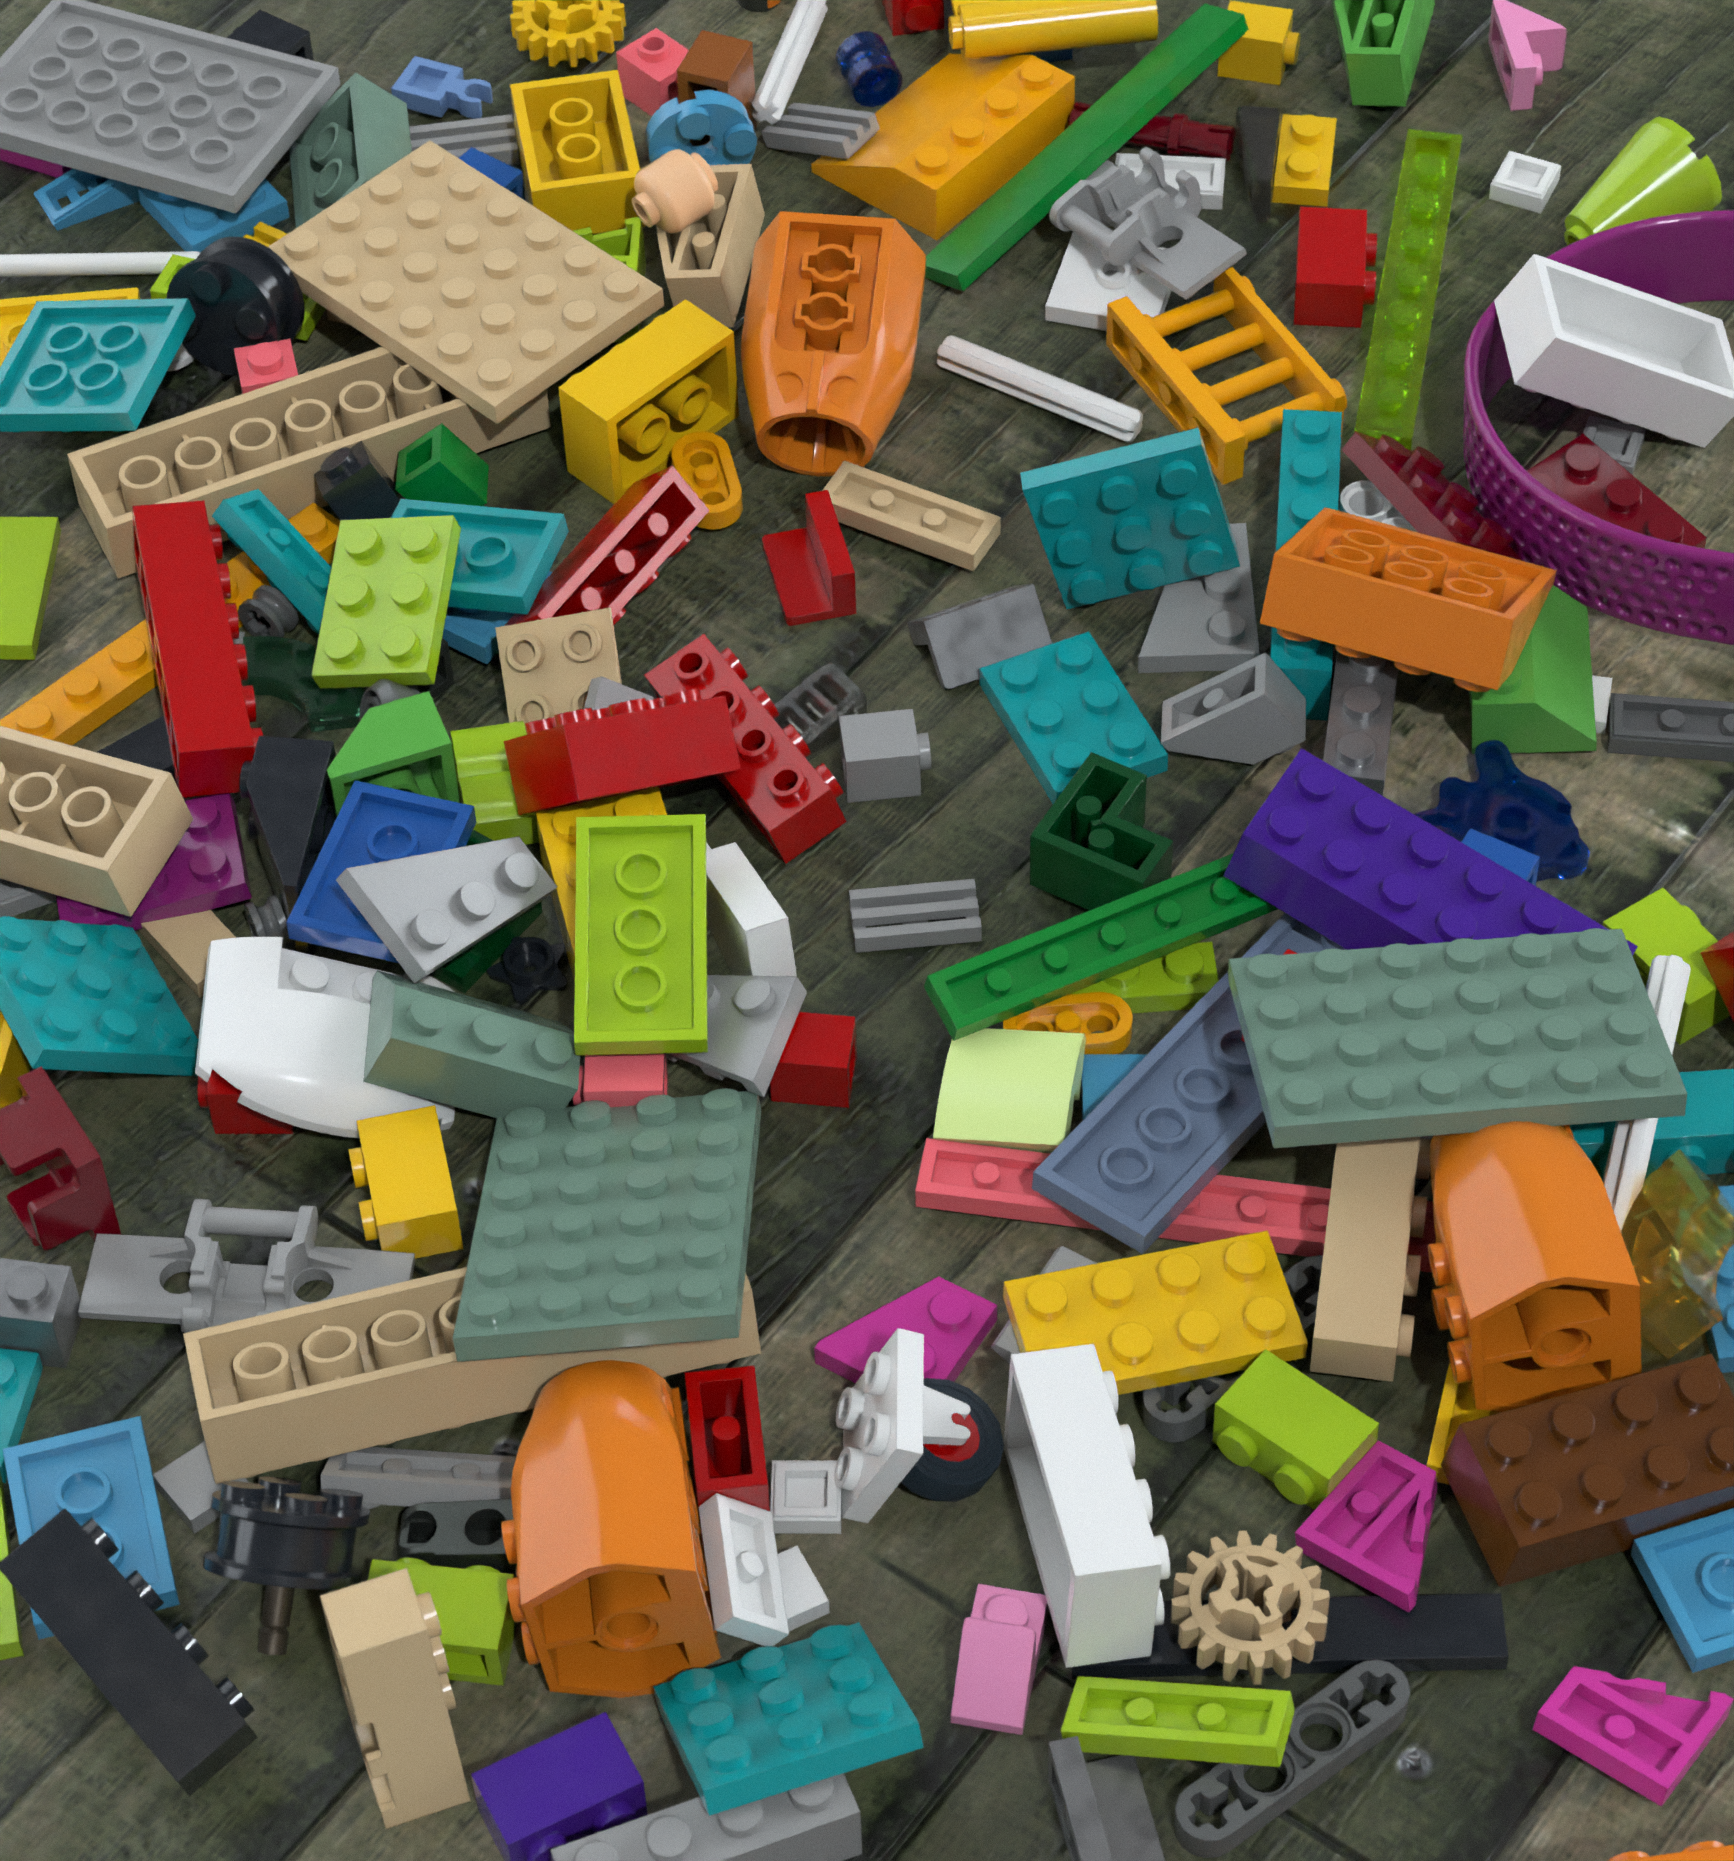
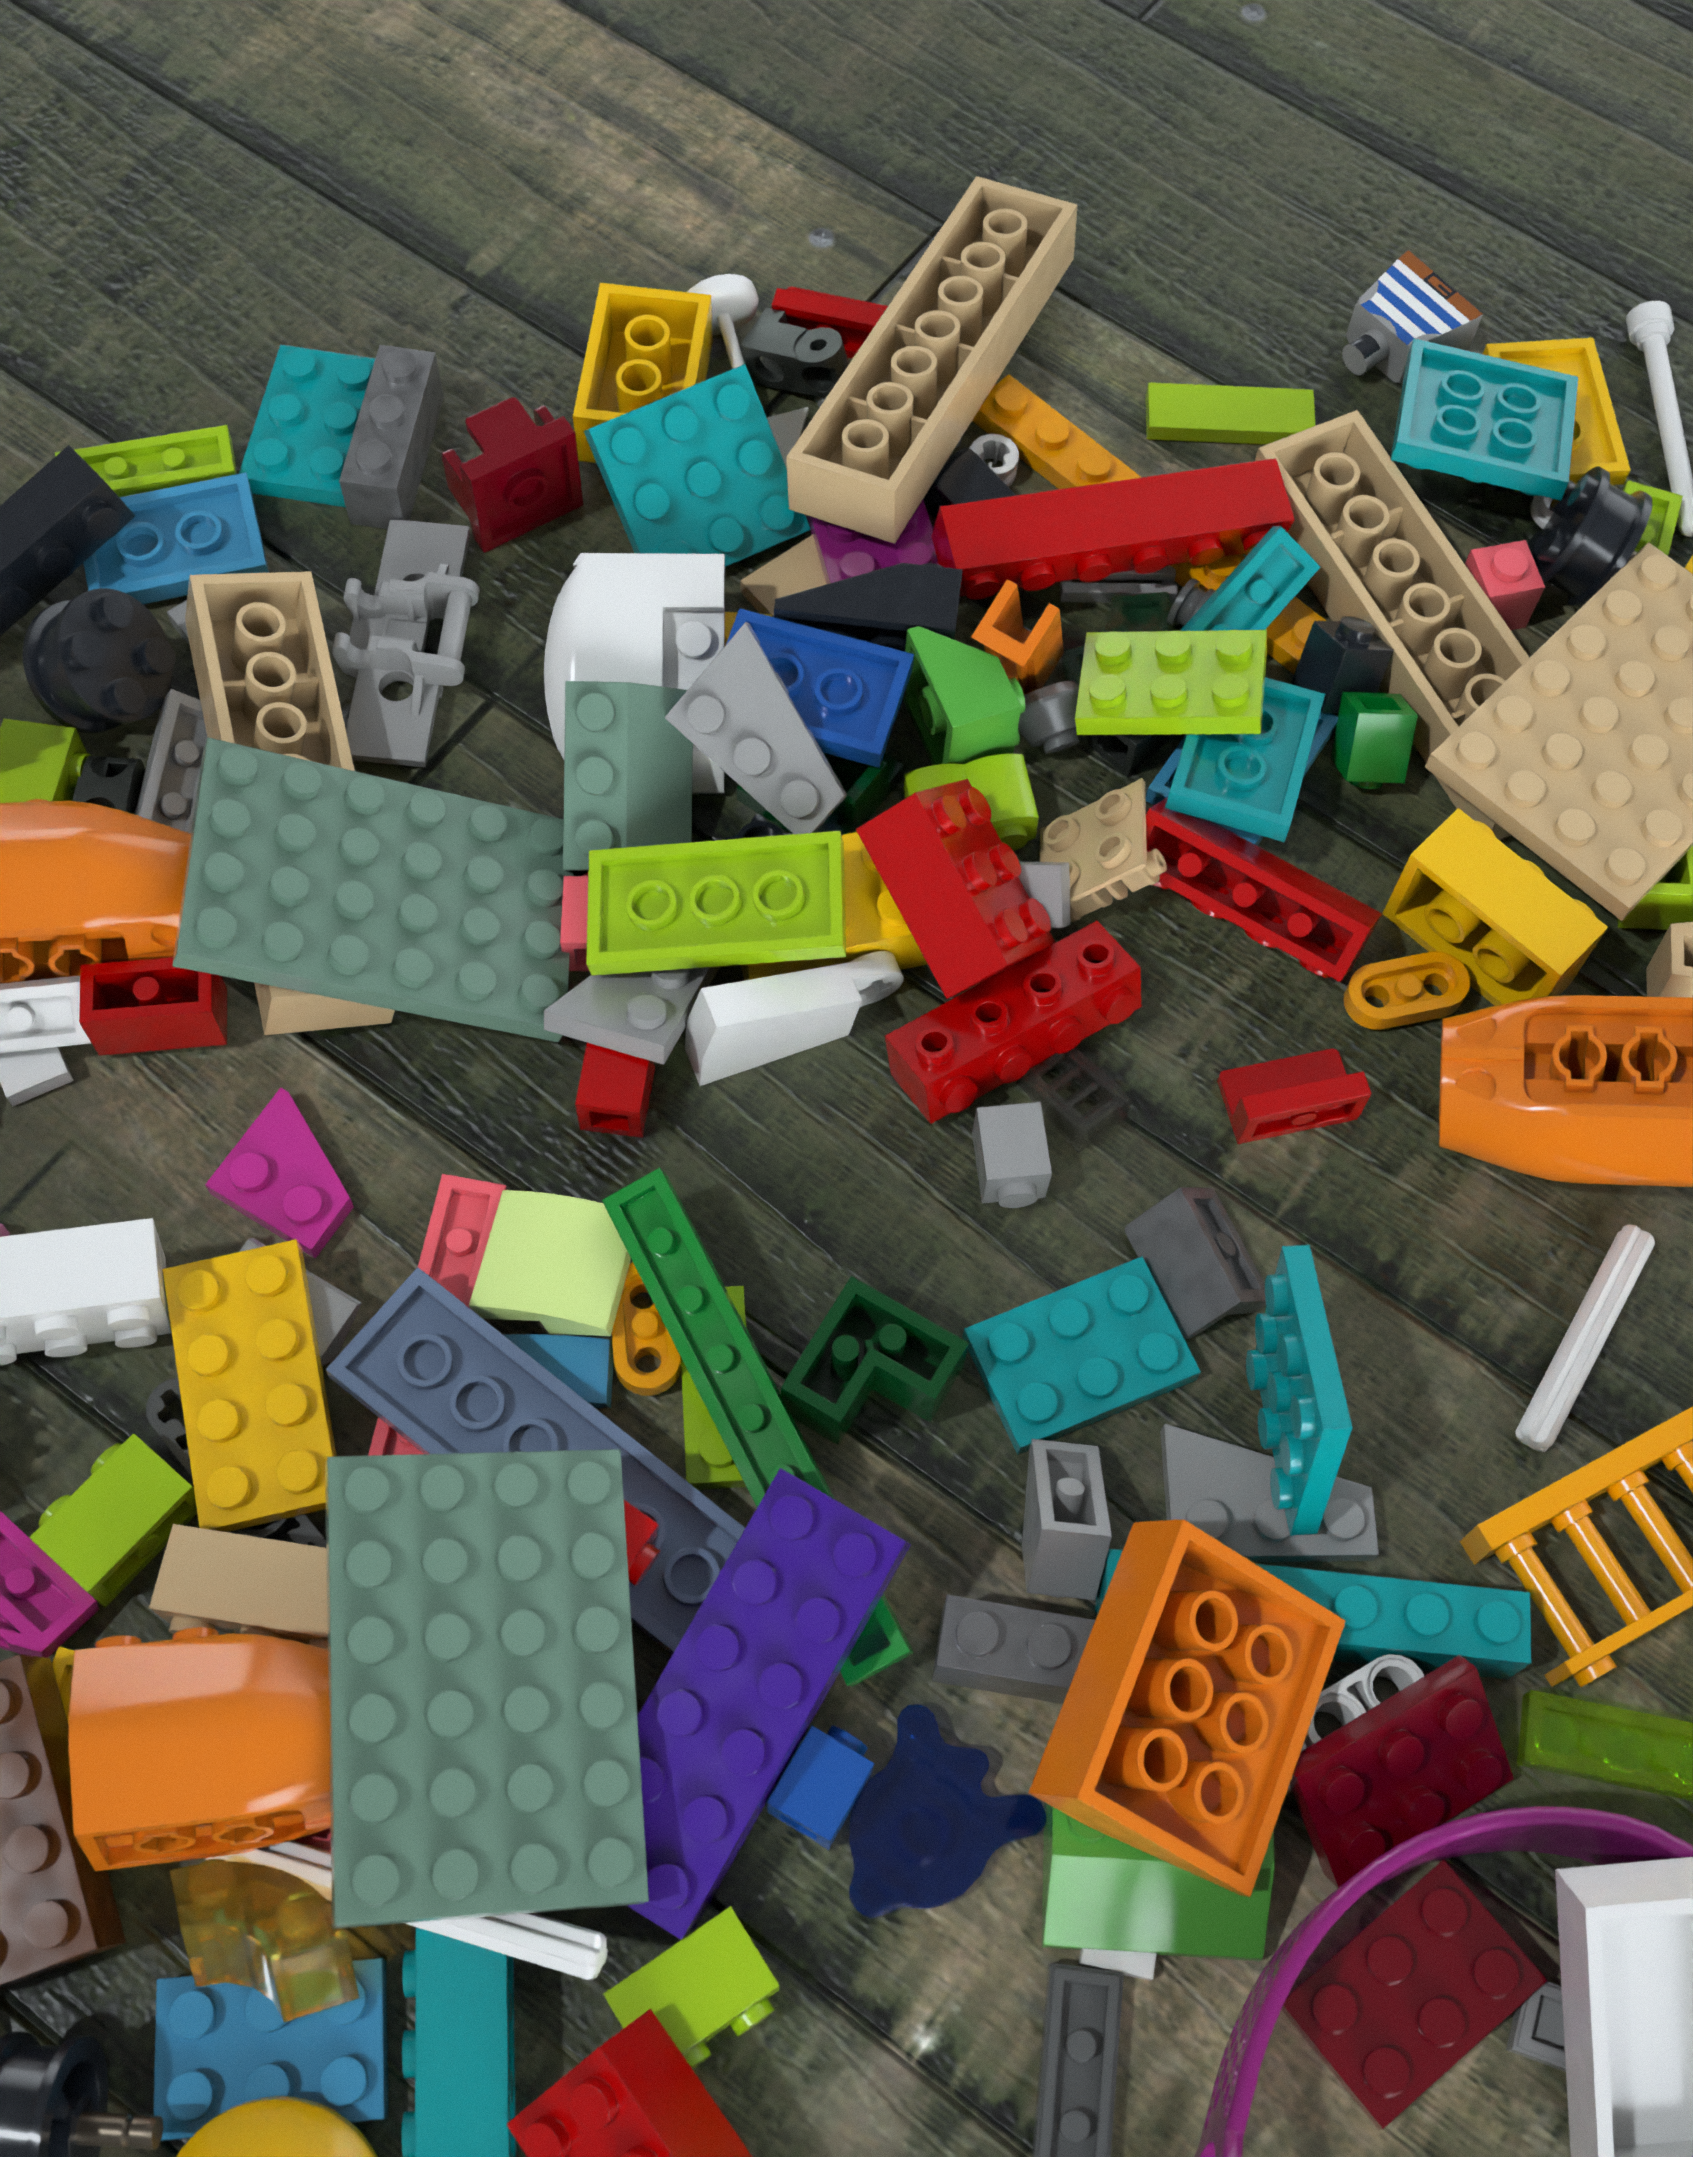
camera: 85 degrees right, 15 degrees up
(335, 701) = (1022, 653): none -> orange window
(408, 1183) = (495, 749): yellow brick -> none
(805, 1497) = (130, 1085): white tile -> none
(911, 1432) = (151, 1163): white plate -> none
(912, 516) = (1368, 1189): tan plate -> none
(914, 907) = (804, 1140): light grey tile -> none

